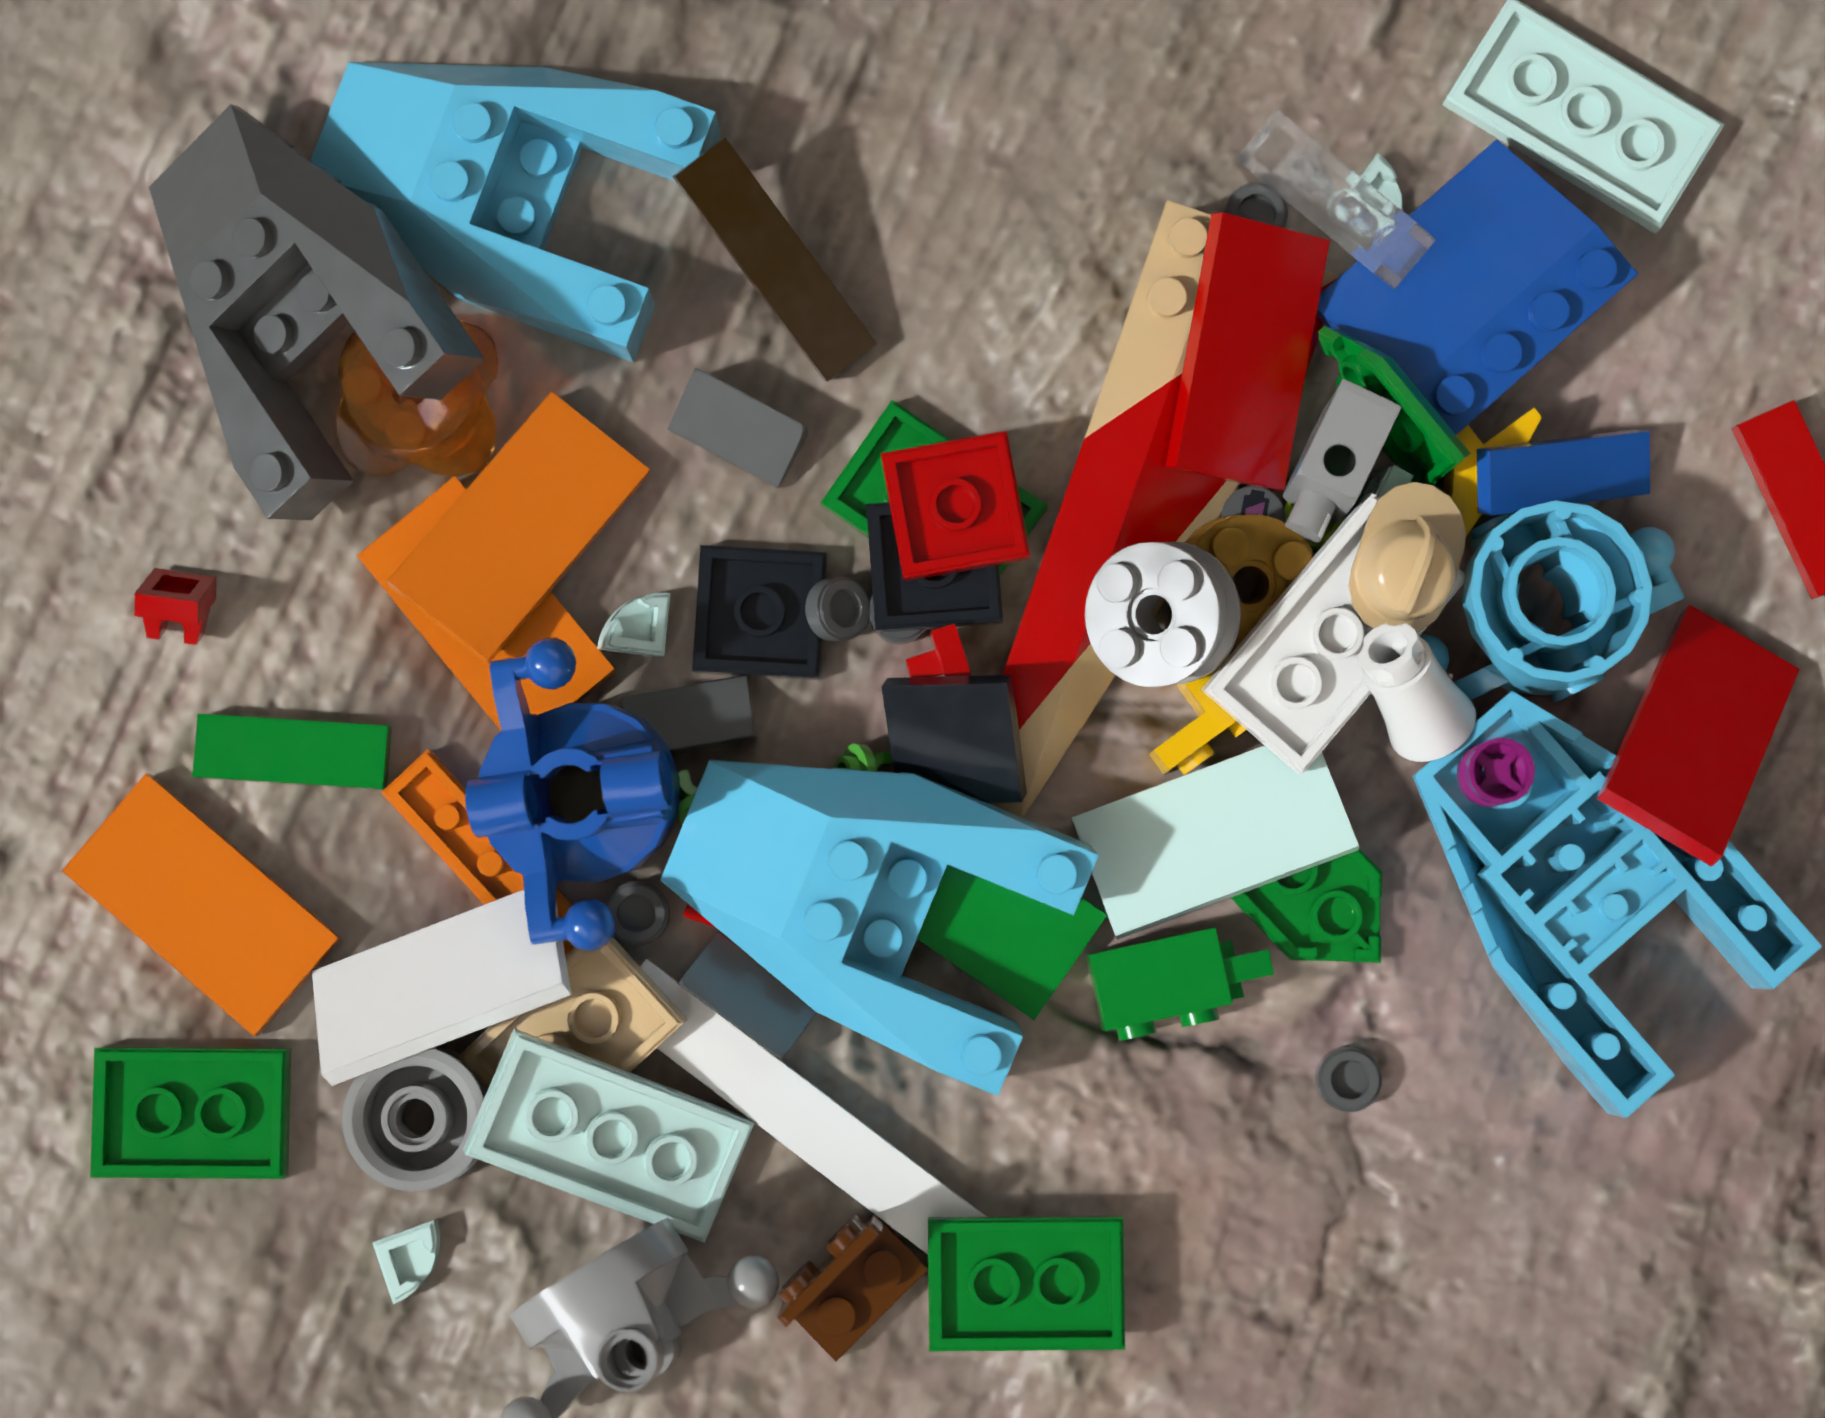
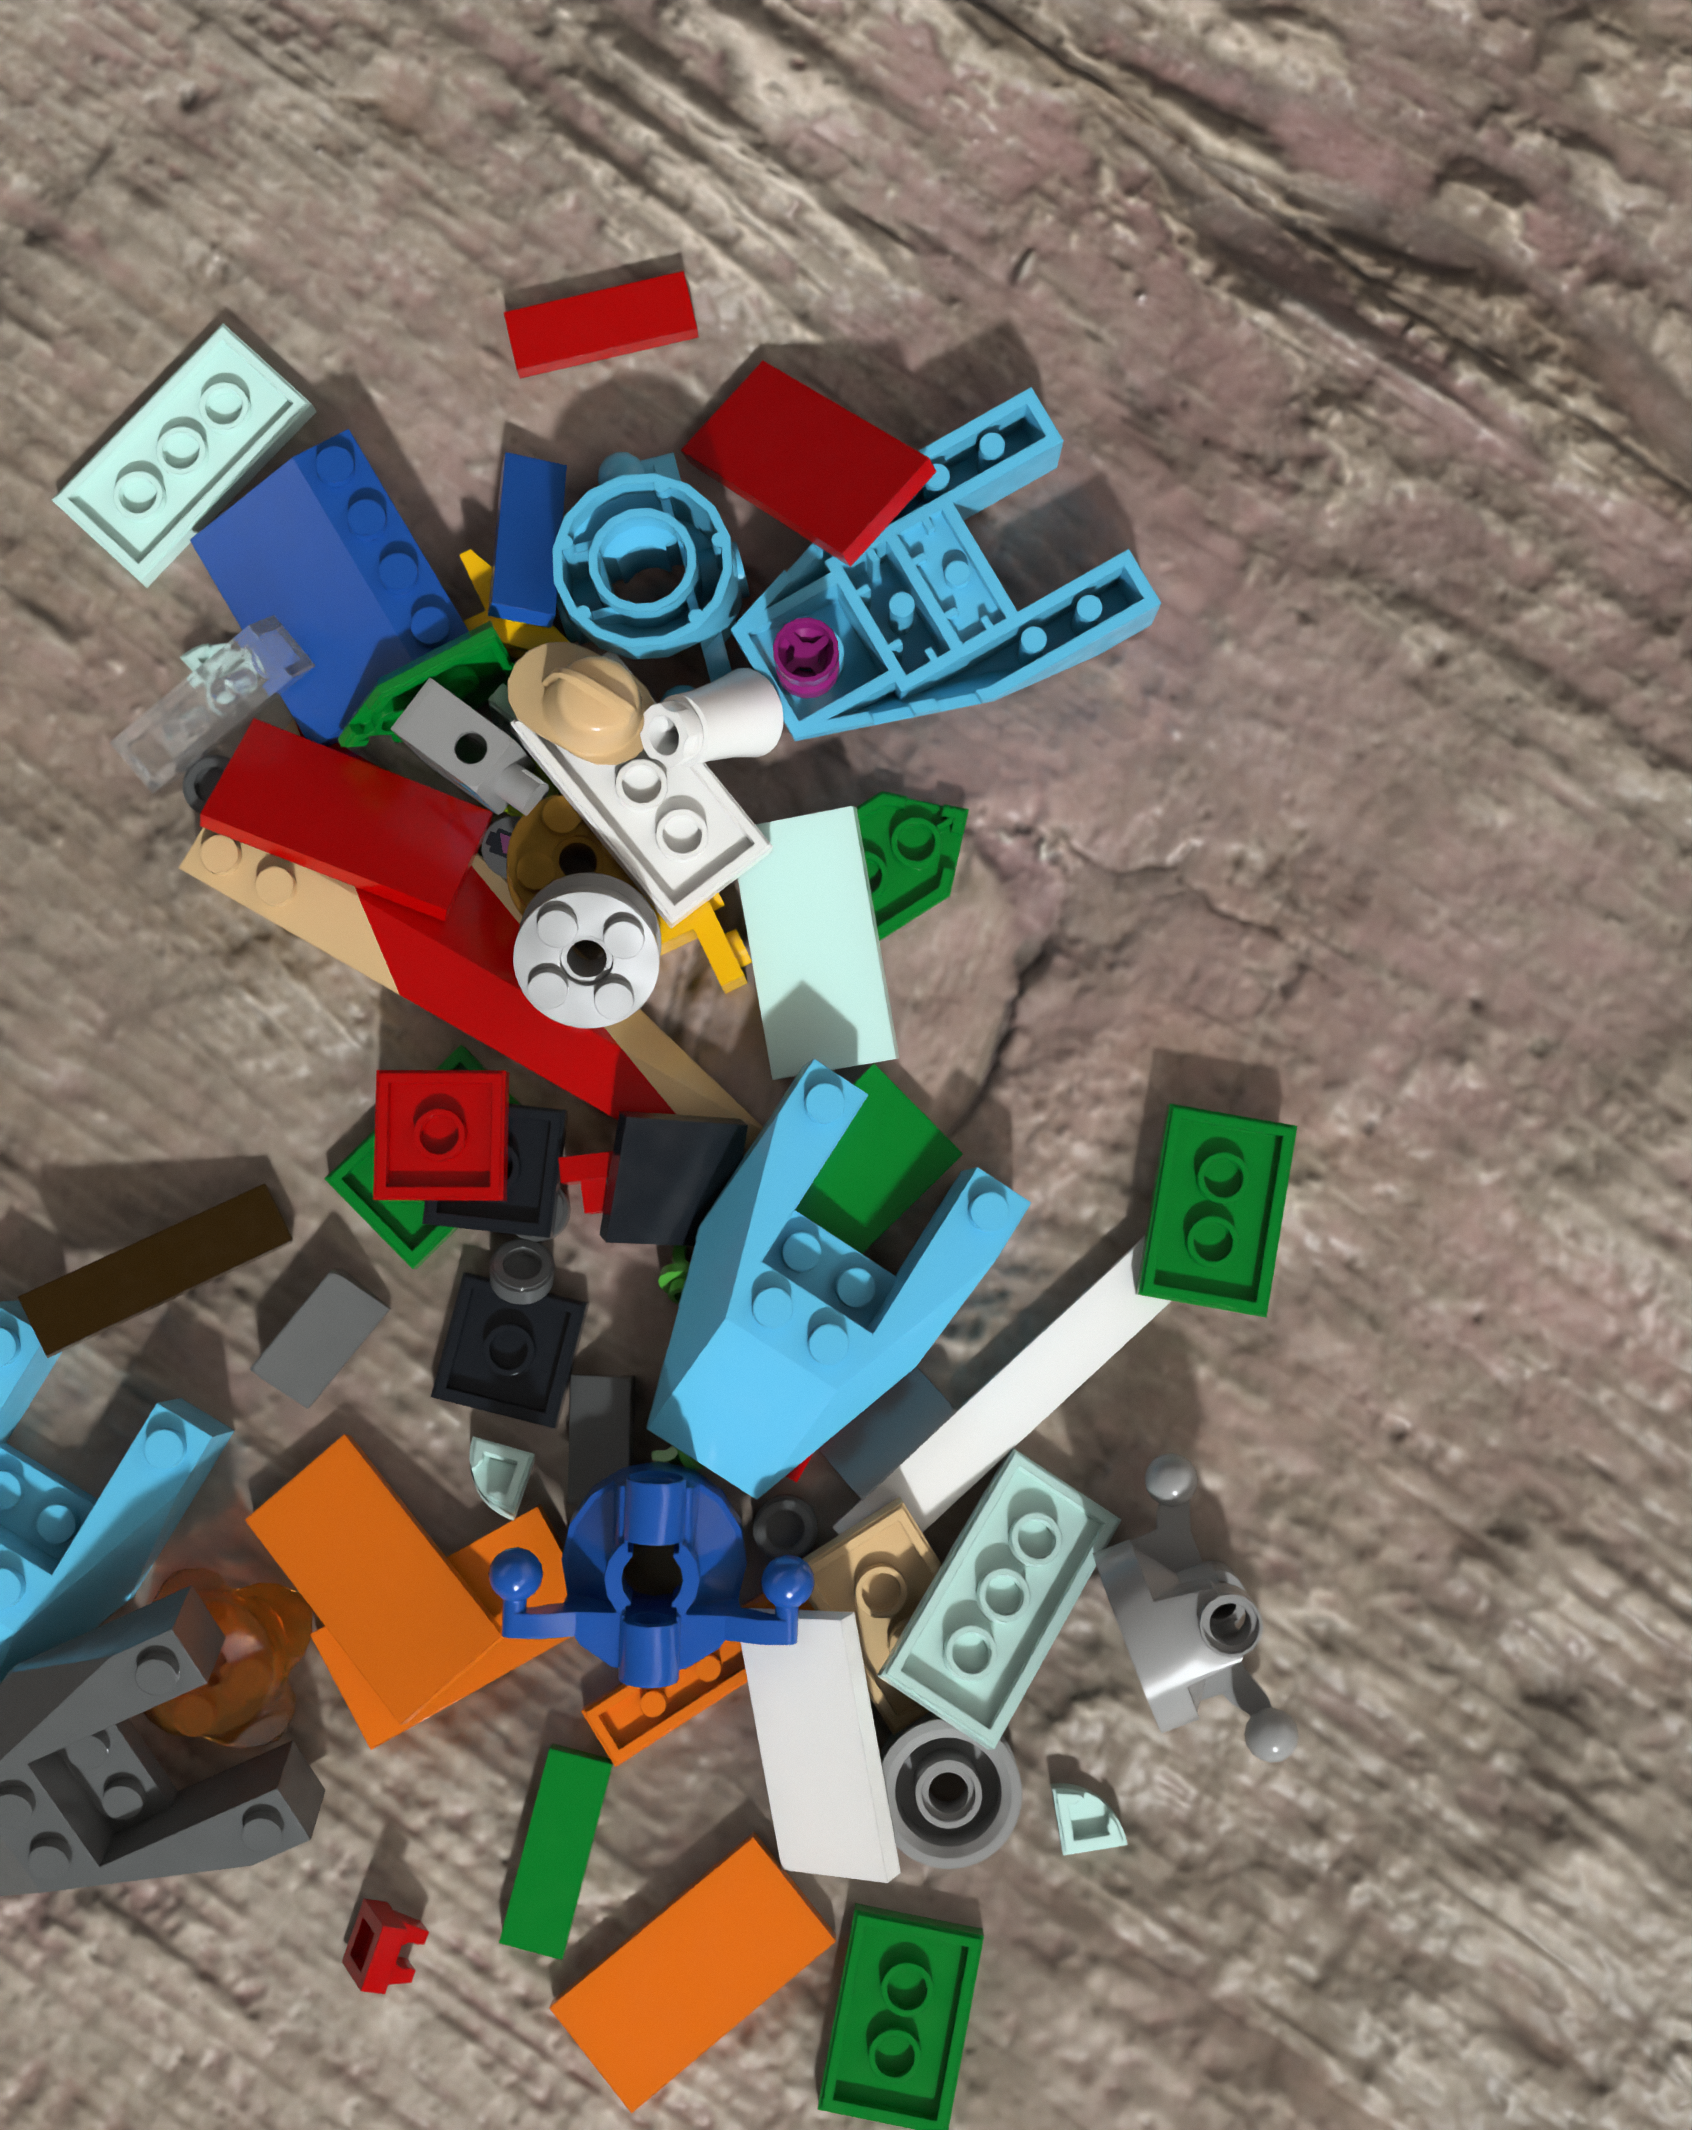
camera: 75 degrees left, 0 degrees up
(853, 1286) = (1189, 1380): reddish brown bracket -> none
(1170, 978) = (947, 1014): green hinge -> none
(1348, 1079) = (1074, 862): dark grey tile -> none

